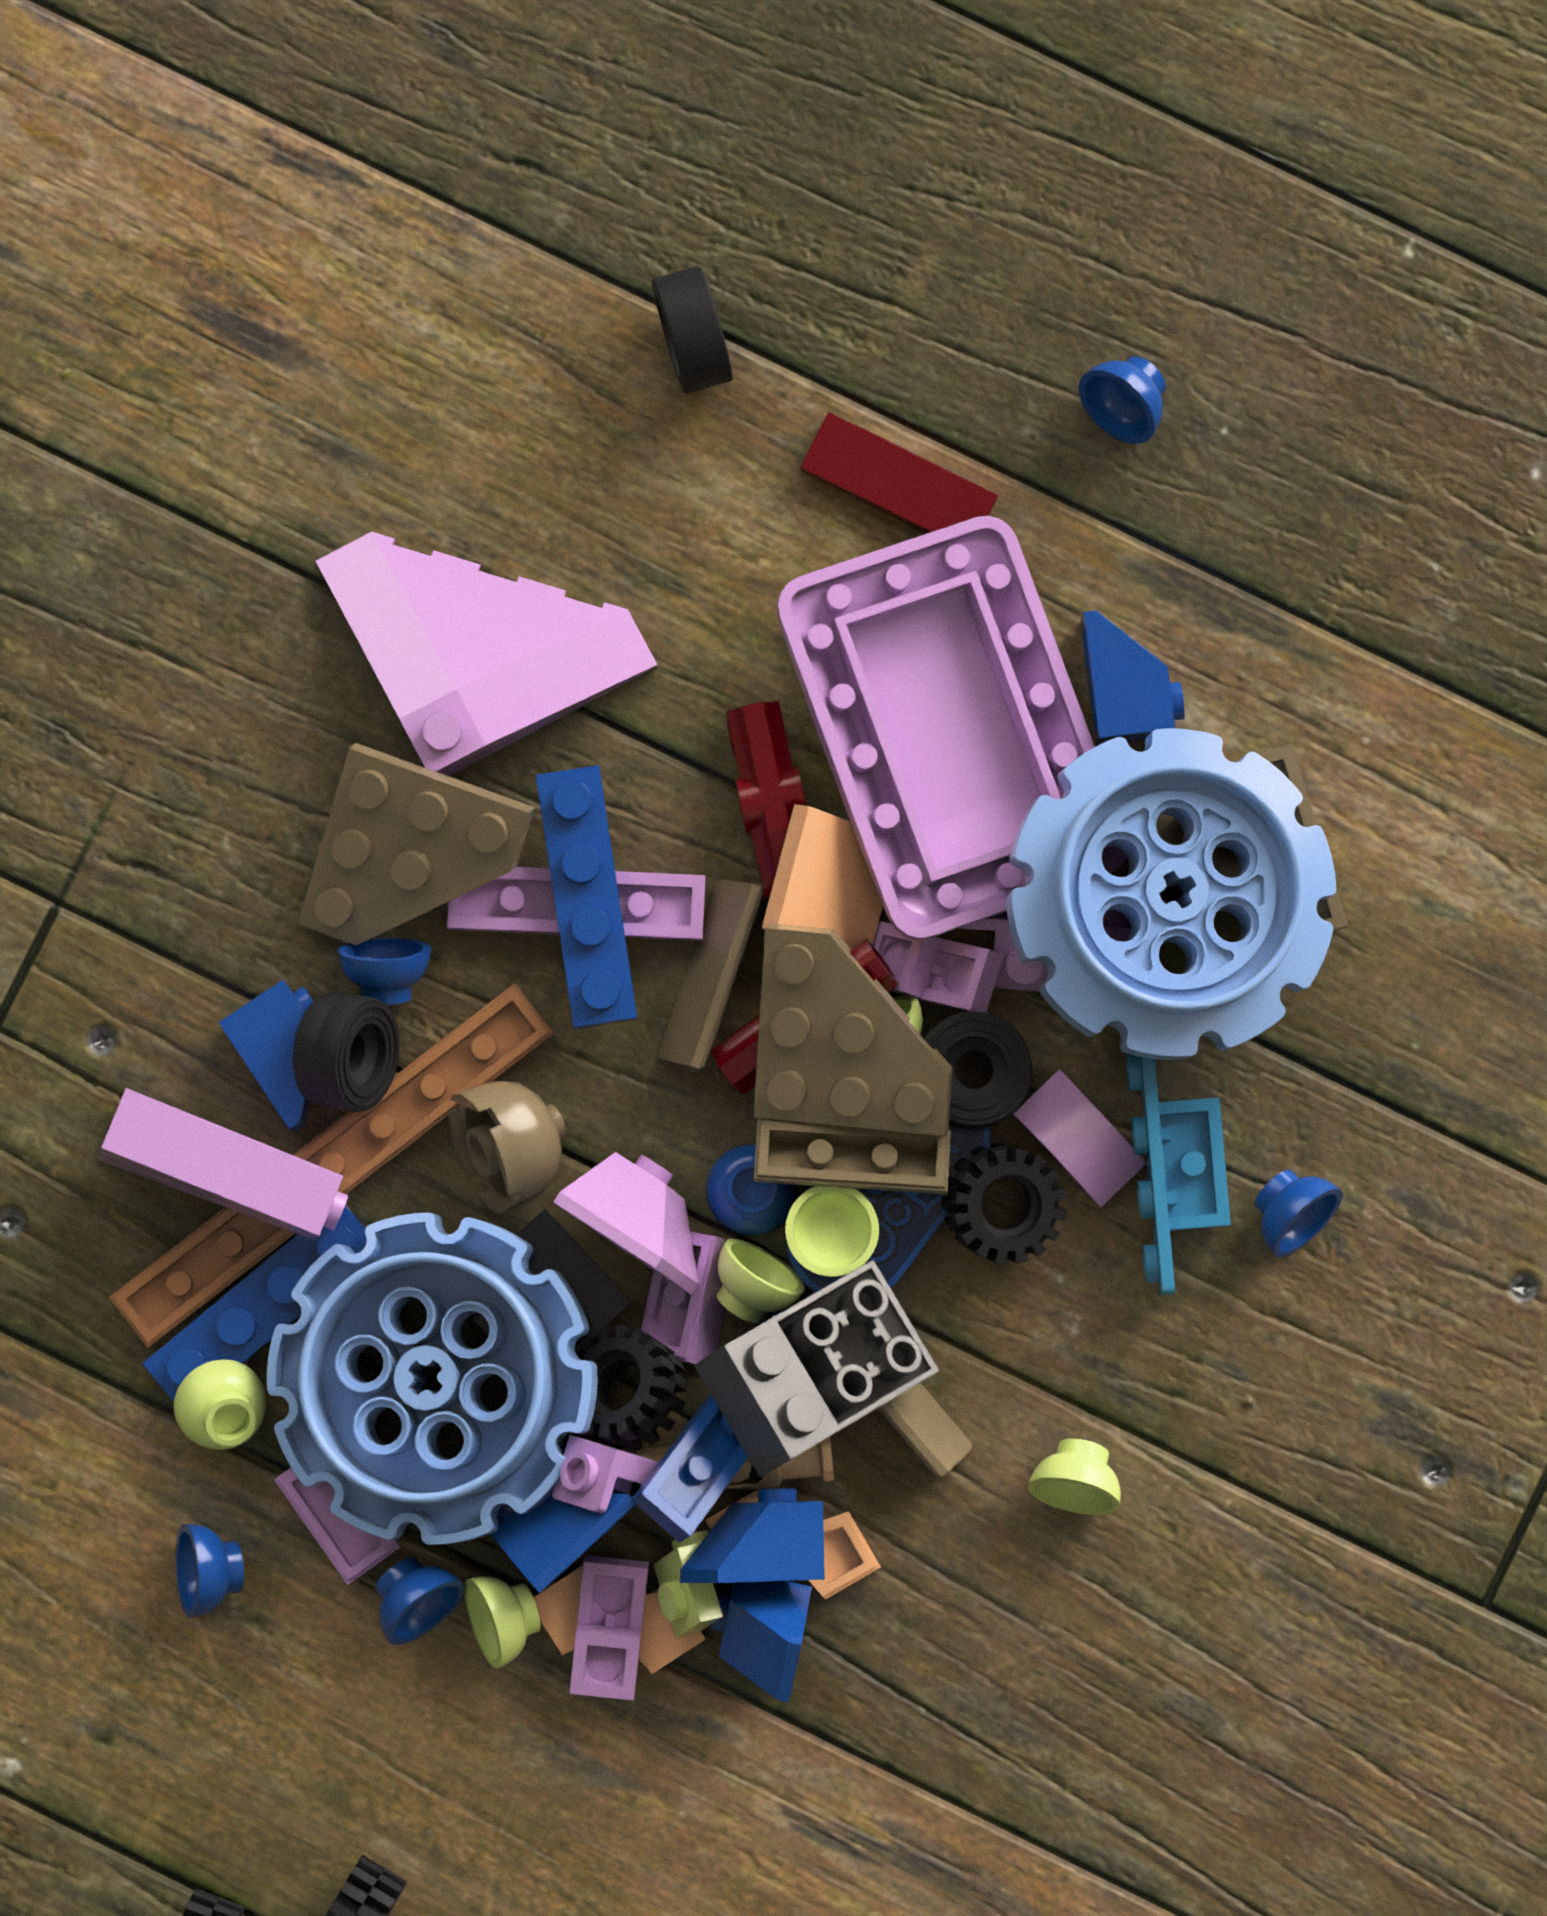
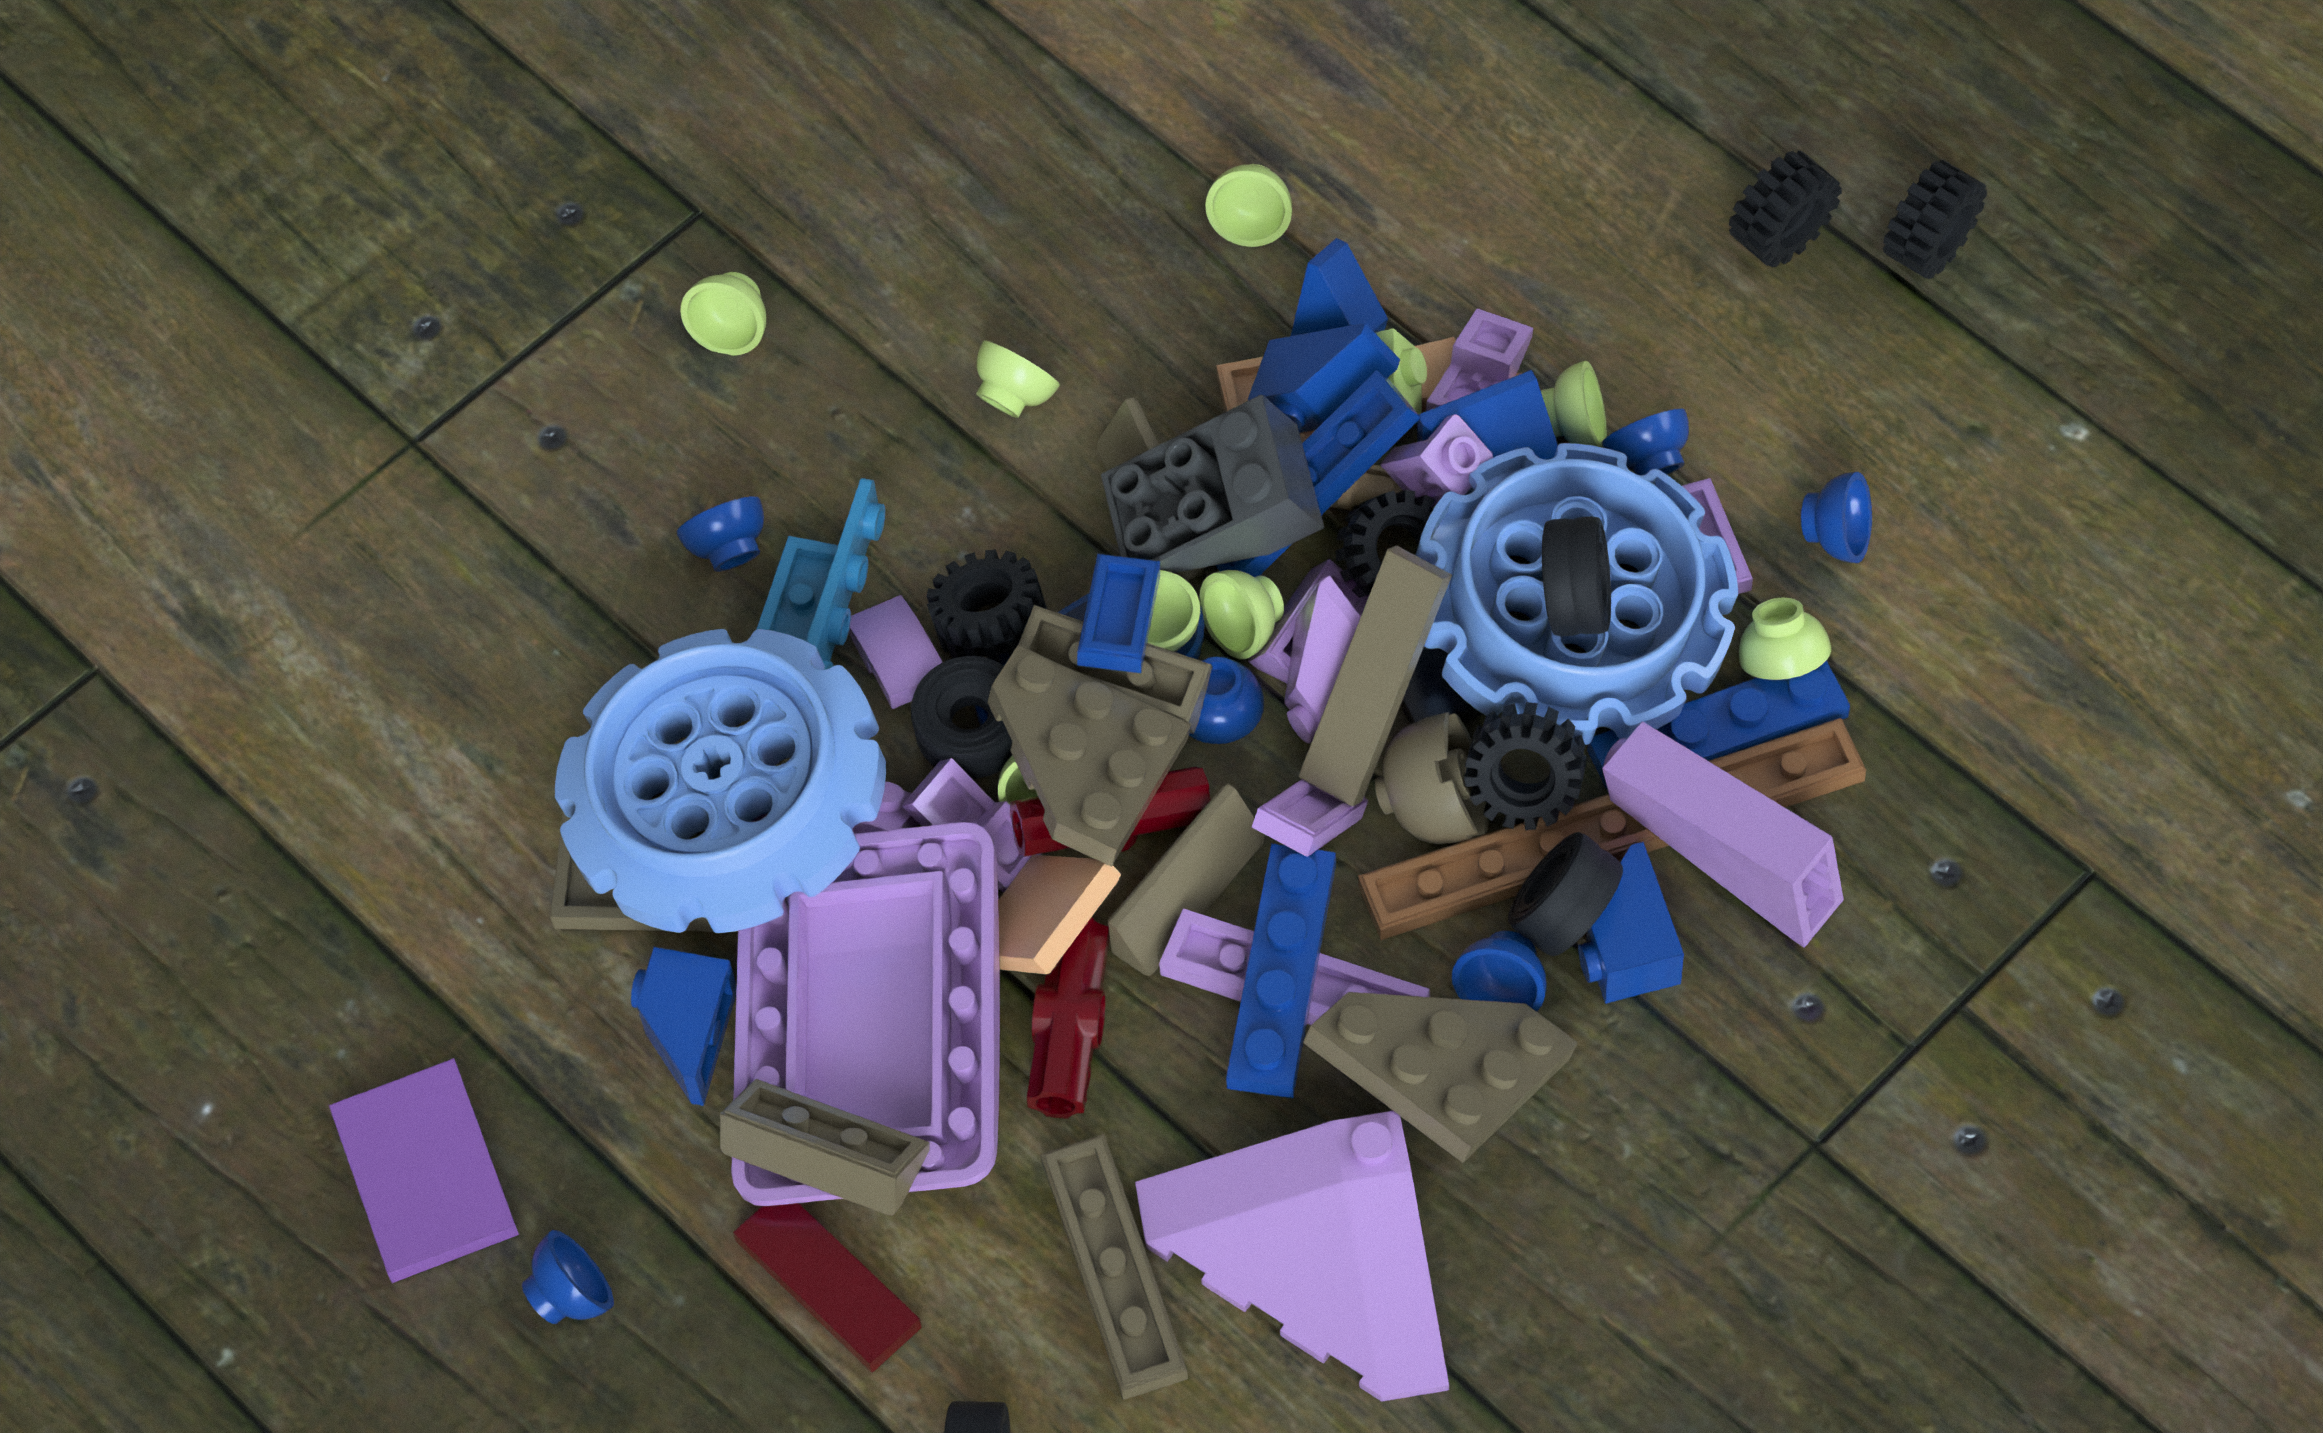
camera: 155 degrees left, 25 degrees down
(414, 1337) = (1576, 576): none -> black tyre
(421, 1171) = (1518, 798): none -> black tyre
(581, 1189) = (1375, 675): none -> dark tan tile
(614, 1069) = (1306, 817): none -> lavender tile
(649, 579) = (1114, 1267): none -> dark tan tile
(859, 1201) = (1118, 613): none -> blue tile
(910, 1772) = (1249, 205): none -> yellowish green piece
(938, 577) = (822, 1146): none -> dark tan slope
(1306, 471) = (423, 1170): none -> medium lavender tile
(1398, 1472) = (725, 313): none -> yellowish green piece

